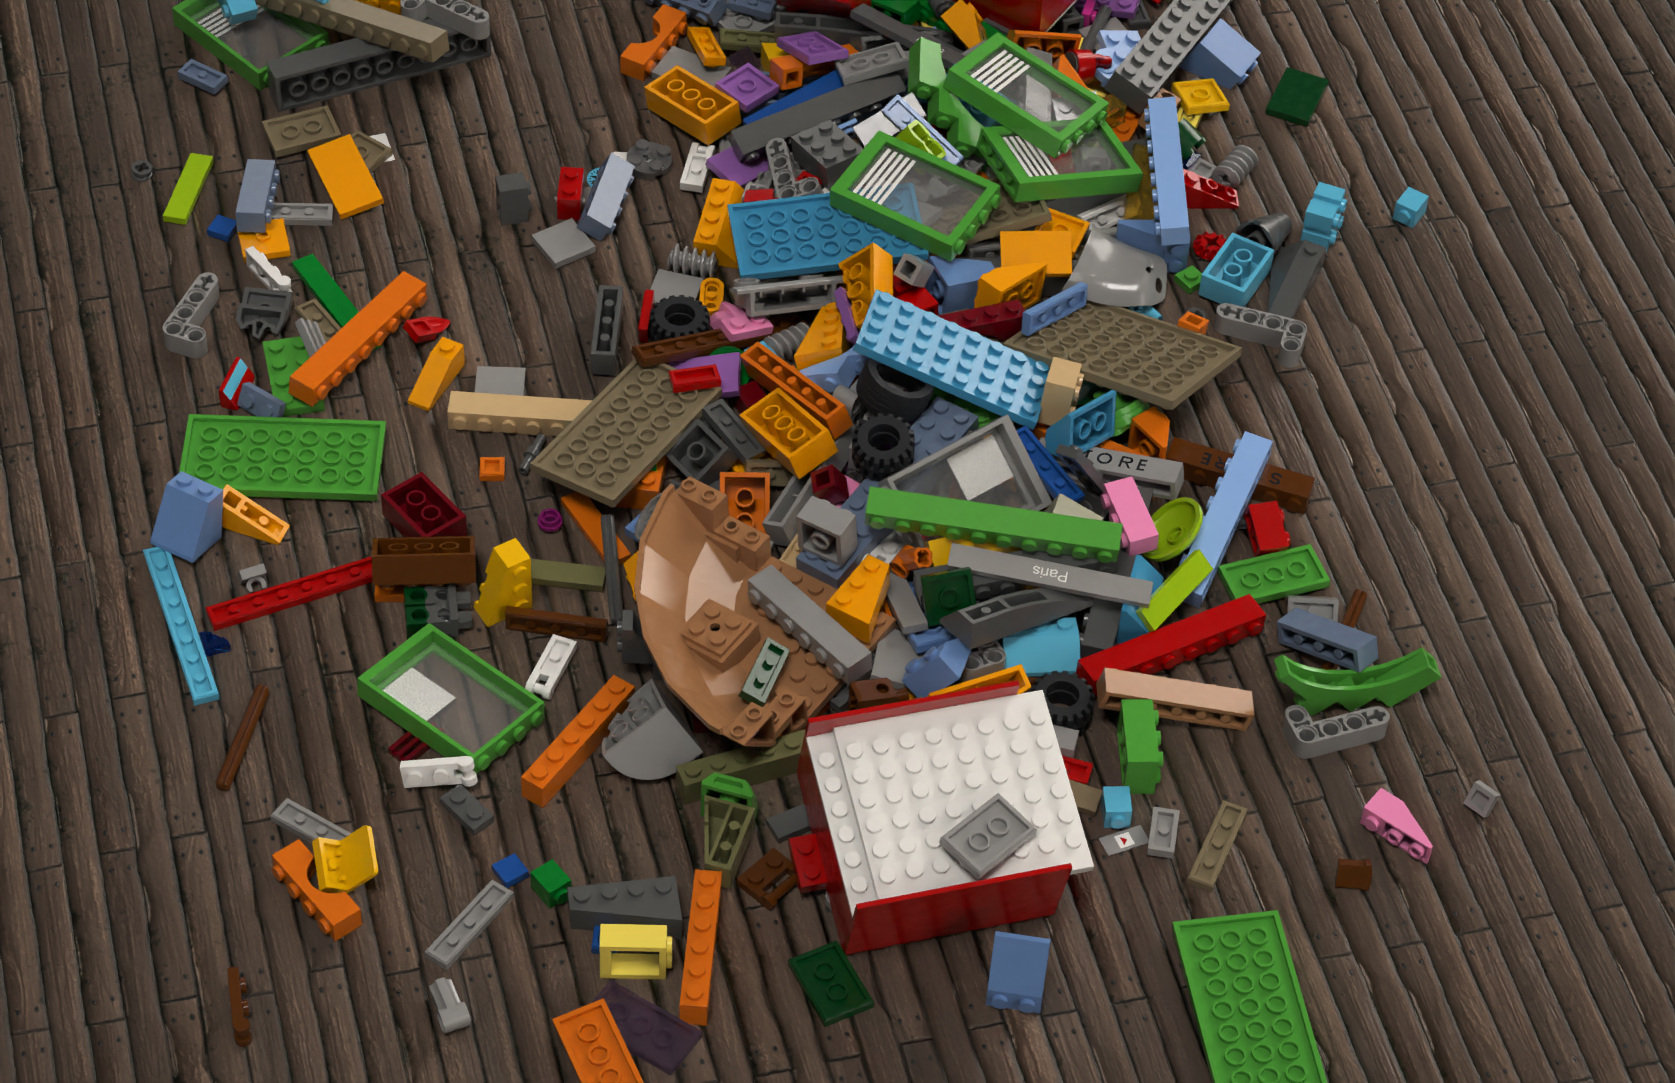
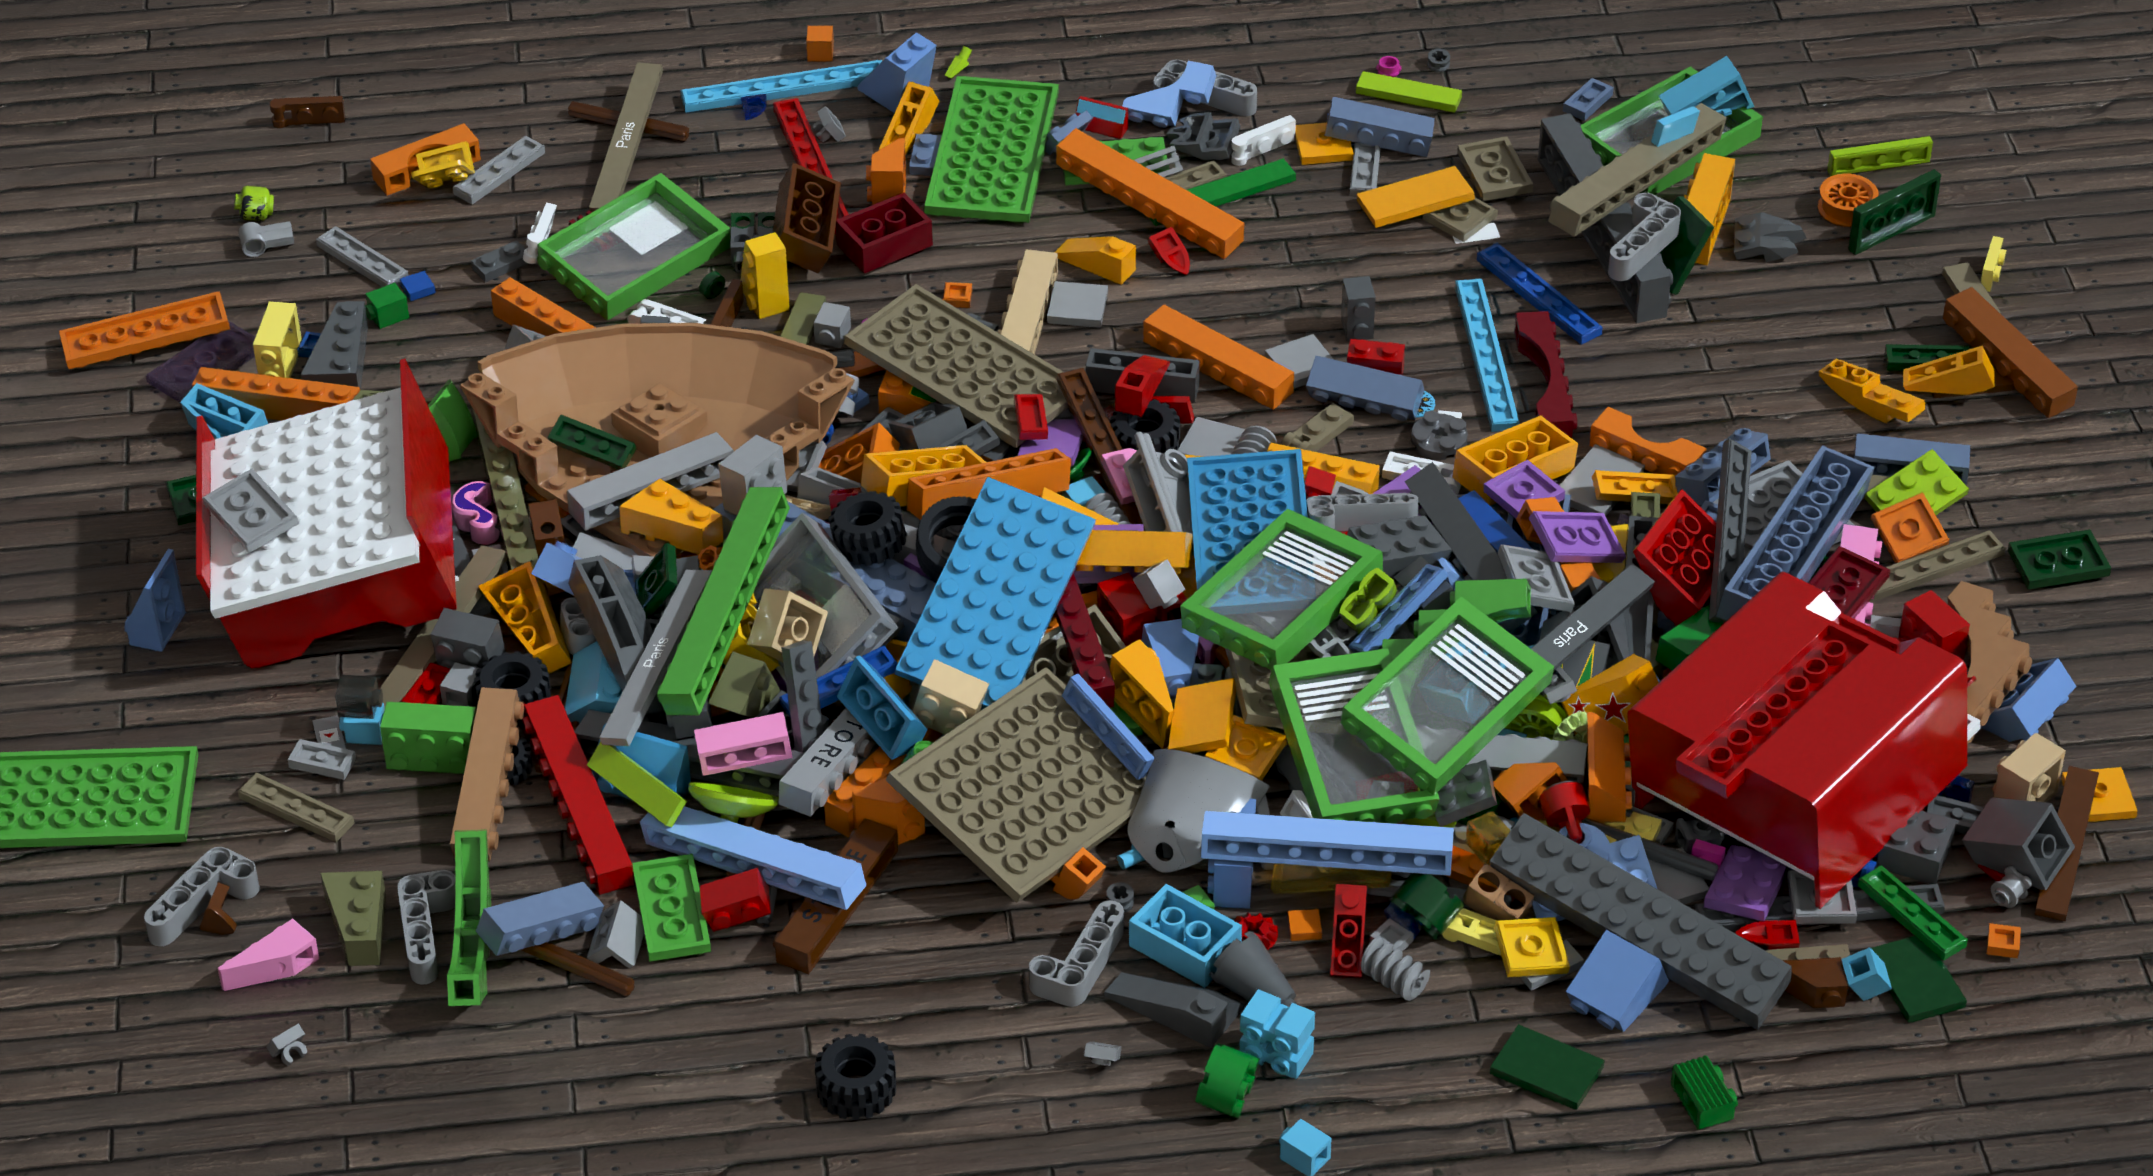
camera: 100 degrees right, 5 degrees down
(119, 596) = (820, 43): none -> orange piece
(146, 493) = (958, 63): none -> lime bar
(155, 200) = (1388, 66): none -> dark pink plate
(222, 334) = (1164, 104): none -> light blue arch
(281, 727) = (627, 134): none -> dark tan tile
(290, 506) = (924, 154): none -> sand blue plate
(345, 513) = (887, 172): none -> orange slope
(397, 1024) = (254, 203): none -> lime head
(460, 108) = (1539, 293): none -> blue tile
(499, 638) = (712, 285): none -> dark green tile
(530, 102) = (1536, 340): none -> dark red arch
(541, 136) = (1486, 354): none -> medium azure tile
(551, 544) = (832, 324): none -> light grey brick
(569, 290) = (1219, 356): none -> orange brick
(650, 230) = (1320, 429): none -> dark tan plate
(651, 307) = (1139, 384): none -> red slope
(750, 977) = (221, 412): none -> medium azure wedge
(1003, 488) = (784, 620): none -> tan brick
(1113, 794) = (358, 696): none -> clear smoke brick
(1198, 219) = (1304, 925): none -> orange tile
(1305, 20) = (1703, 1092): none -> green brick
(1337, 771) = (357, 912): none -> olive wedge
(1339, 891) = (194, 889): none -> light grey beam
(1352, 315) = (1102, 1053): none -> light grey plate
(1370, 242) = (1227, 1080): none -> green brick
(1420, 444) = (855, 1095): none -> black tyre

